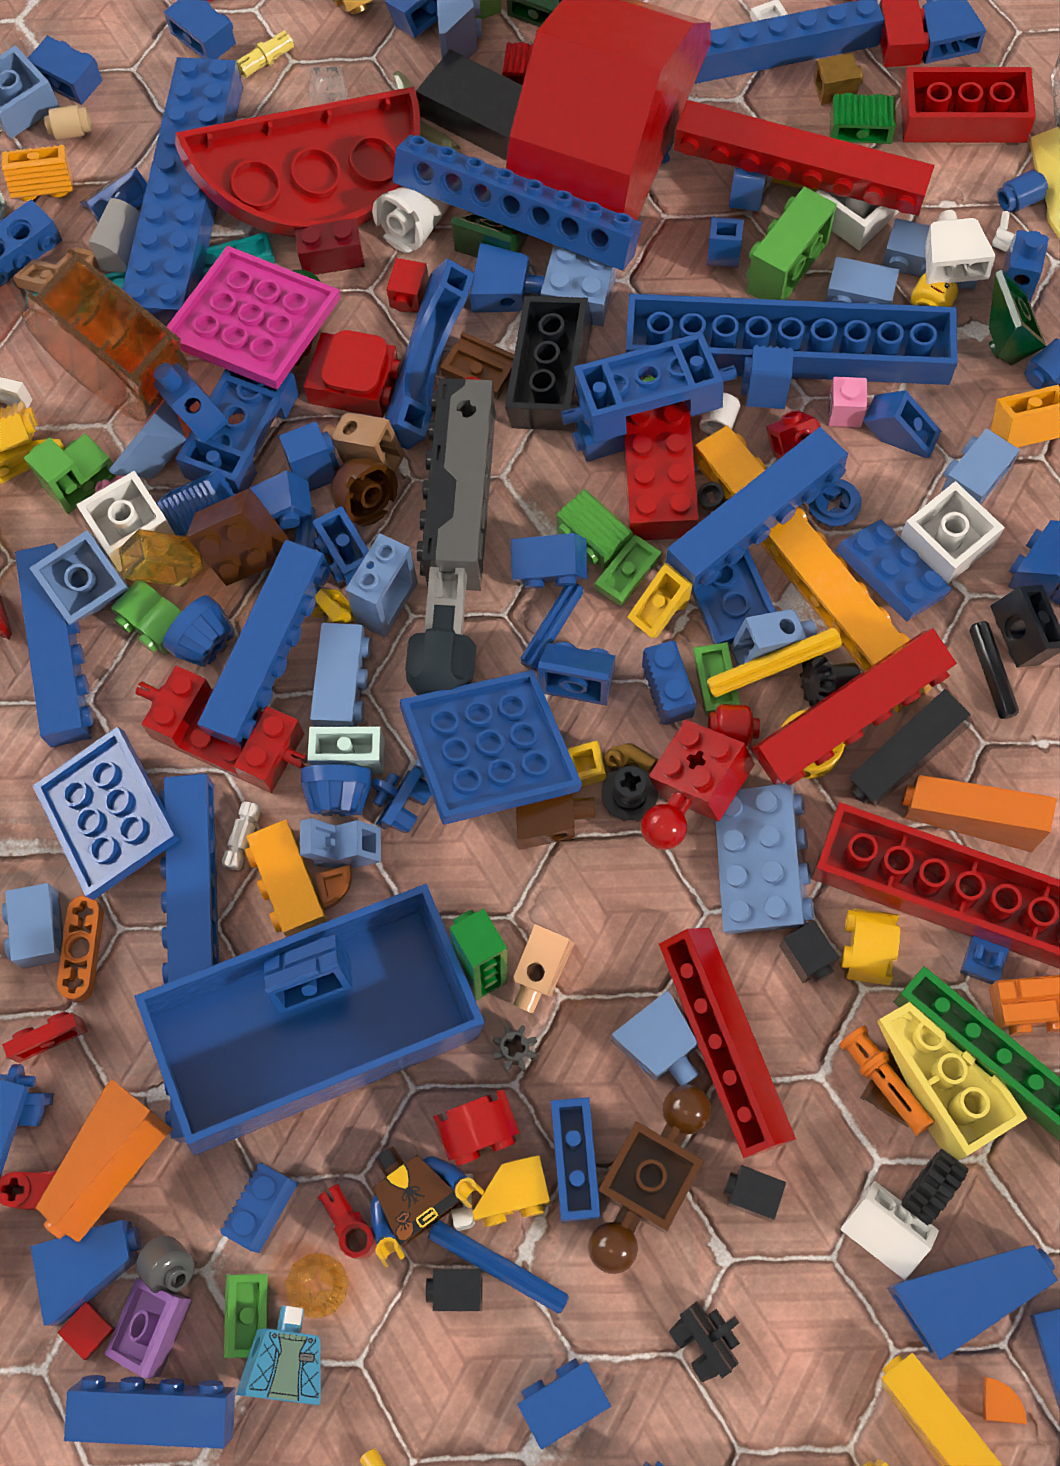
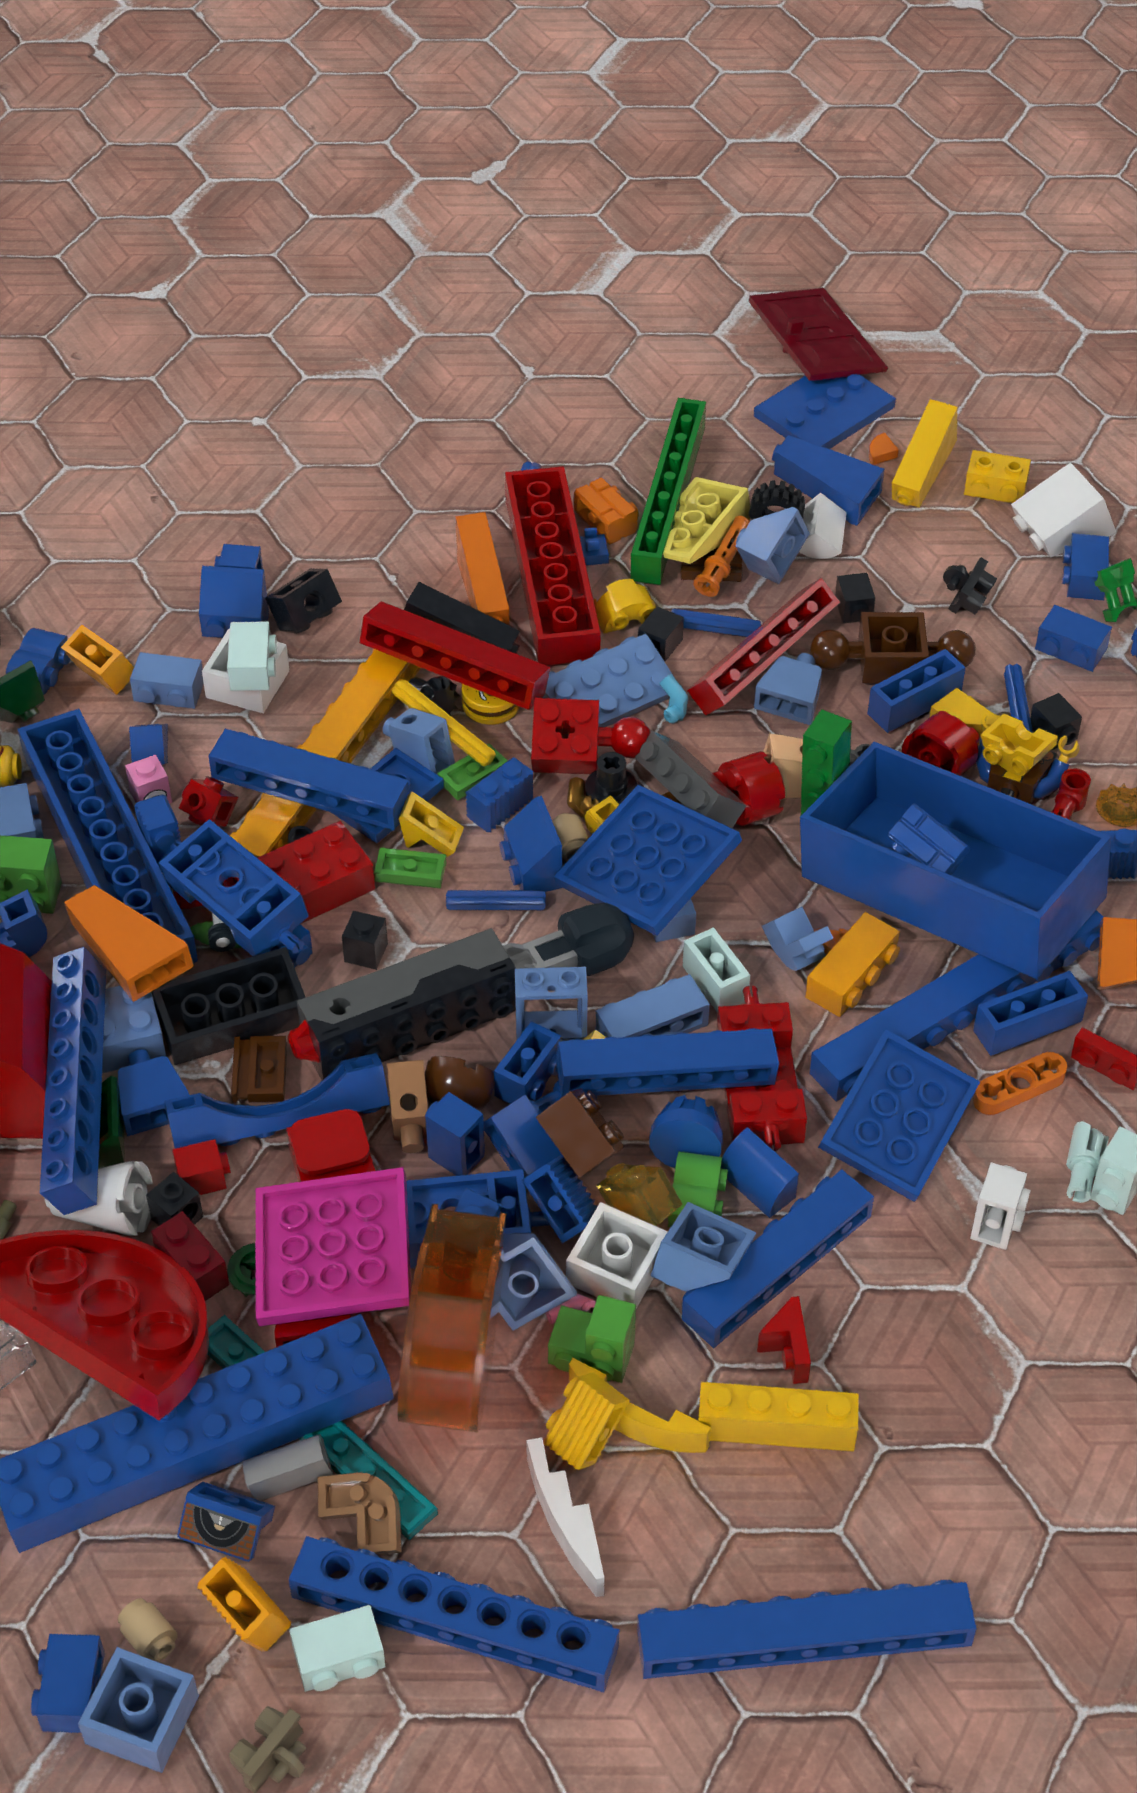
camera: 125 degrees left, 20 degrees down
(33, 925) = (1031, 1119): medium blue brick -> none
(122, 677) = (760, 1173): none -> blue brick
(128, 973) = (1030, 1013): none -> blue brick
(233, 858) = (837, 1021): white axle -> none
(336, 789) = (760, 956): blue piece -> none
(380, 252) = (173, 1197): none -> black brick
(394, 813) = (730, 922): blue hips -> none
(416, 1193) = (1014, 746): none -> yellow cylinder
(533, 899) = (755, 784): none -> red brick
(549, 559) = (441, 908): blue brick -> none
(559, 489) = (364, 940): none -> black brick
(570, 845) = (689, 779): none -> dark grey brick
(583, 719) = (570, 833): none -> tan brick
(593, 521) = (391, 897): bright green brick -> none
(637, 284) = (128, 943): none -> orange slope
(710, 914) = (678, 699): none -> medium azure arm
(735, 722) = (511, 739): red head -> none
(802, 1024) = (717, 623): none -> blue axle
(864, 1129) = (772, 543): none -> medium blue slope
(893, 569) = (300, 697): blue plate -> none
(940, 516) = (250, 656): none -> light aqua brick
(994, 670) = (346, 619): black axle -> none

